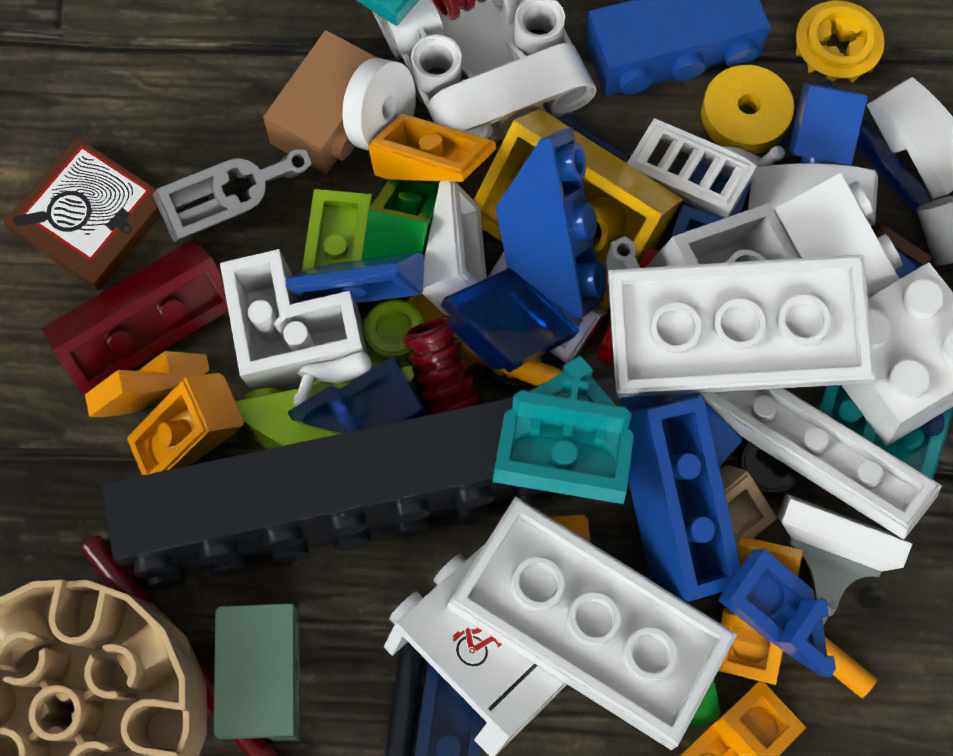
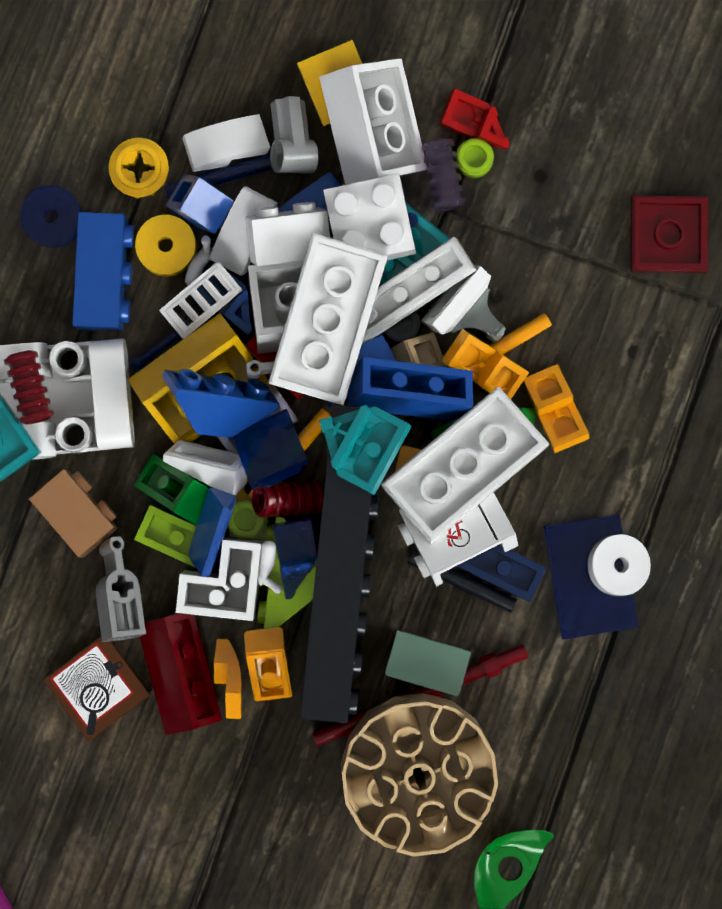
camera: 65 degrees left, 15 degrees up
(375, 98) = (92, 480): white piece -> none
(426, 151) = (137, 460): light orange slope -> none
(780, 609) = (493, 356): blue slope -> none
(902, 244) = (292, 189): reddish brown piece -> none

